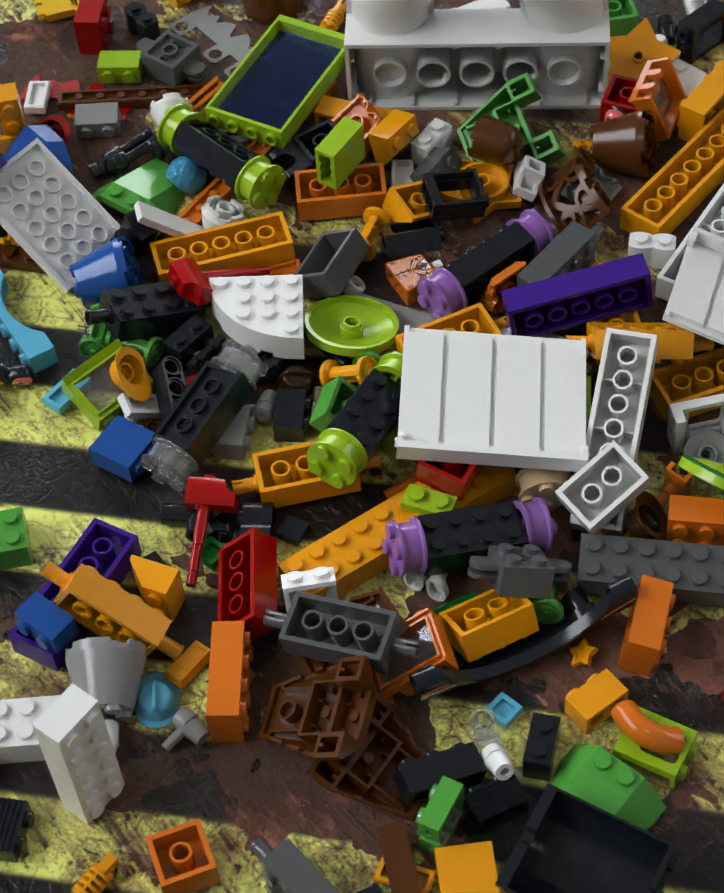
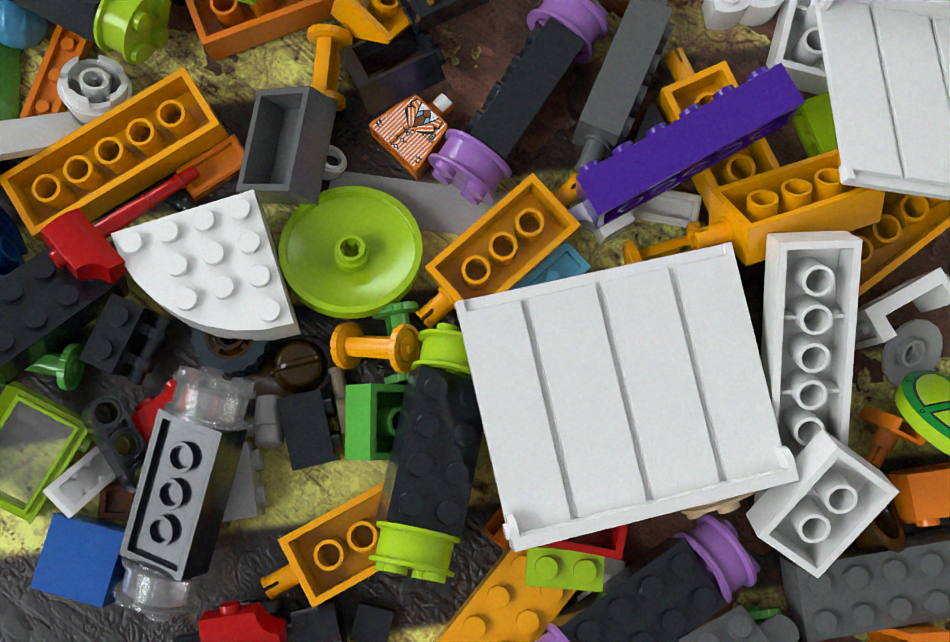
camera: 20 degrees left, 30 degrees up
(130, 374) = (51, 448): light orange piece -> none
(504, 280) = (552, 128): orange slope -> none

